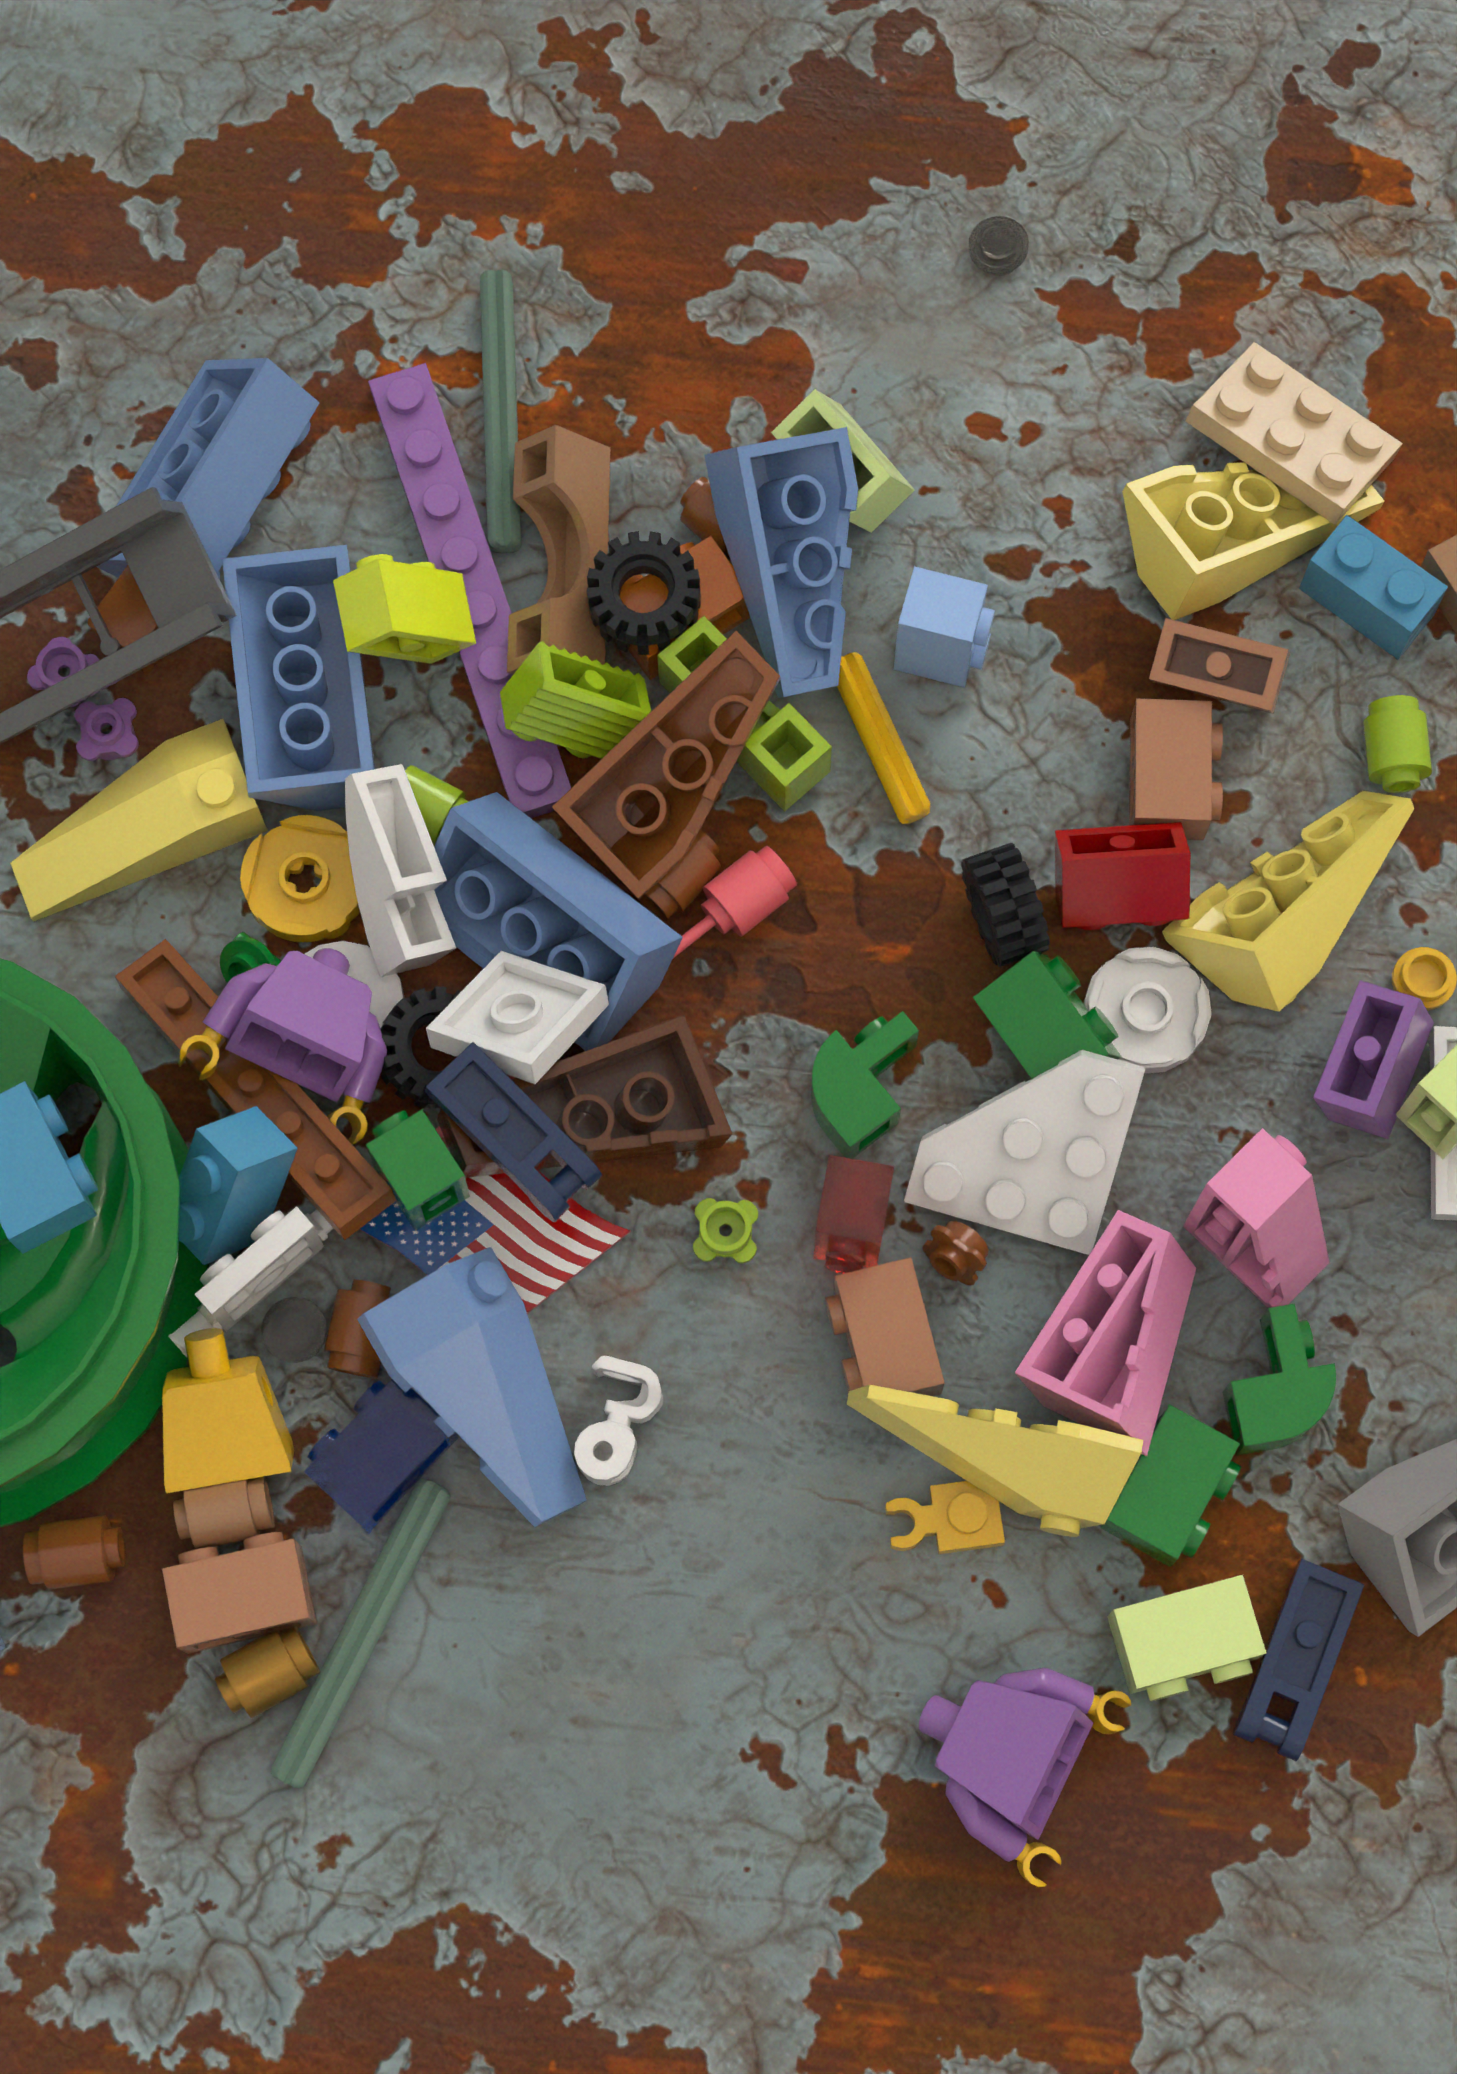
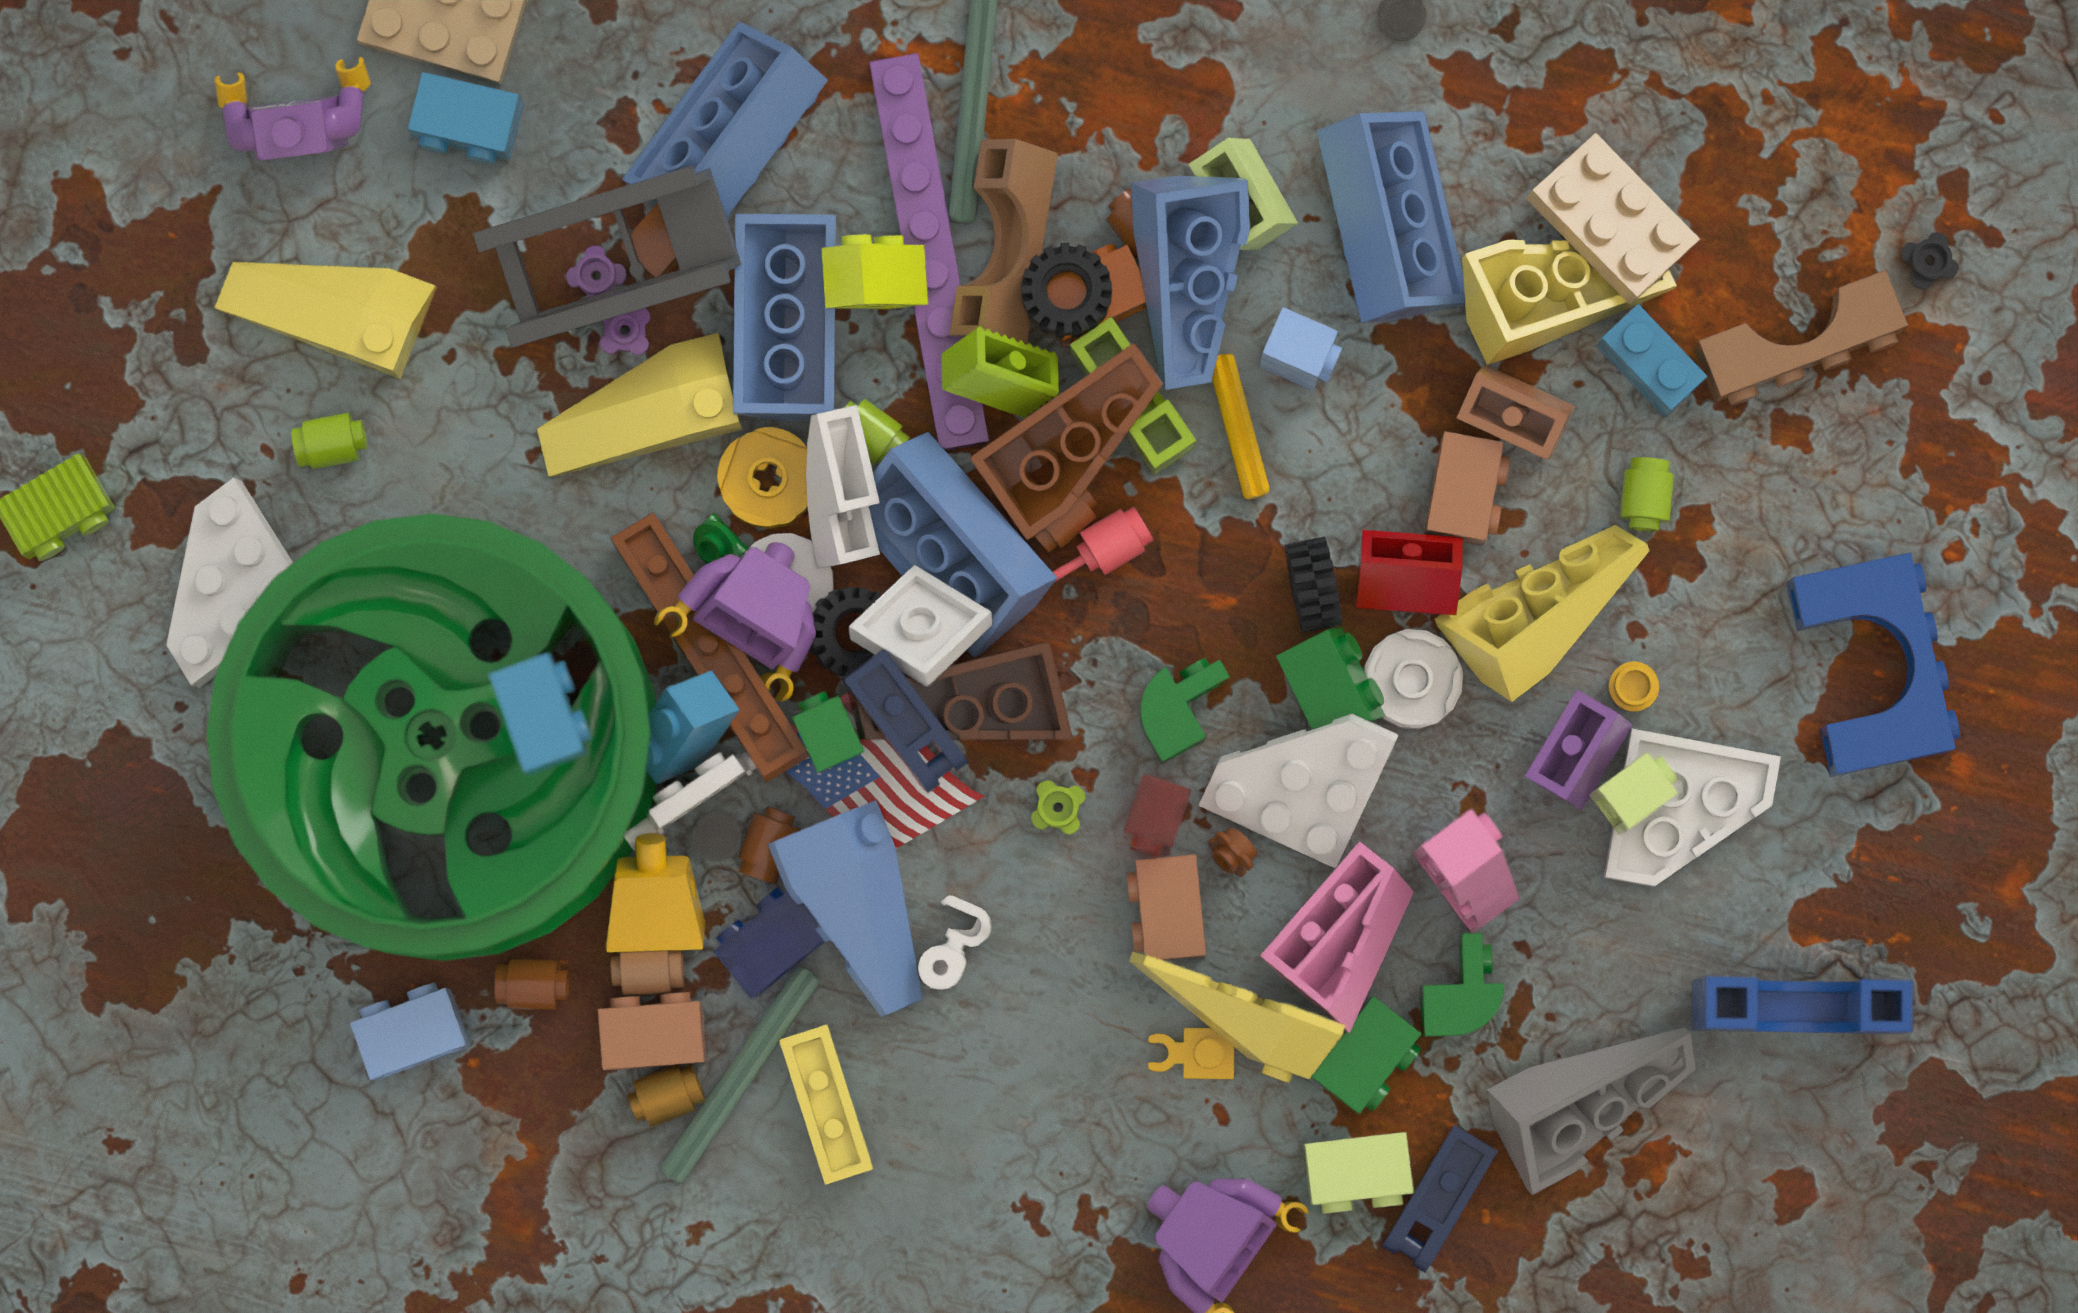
camera: 10 degrees right, 10 degrees up
(479, 1654) = (826, 1104): none -> light yellow plate
(1025, 466) = (1392, 215): none -> medium blue slope

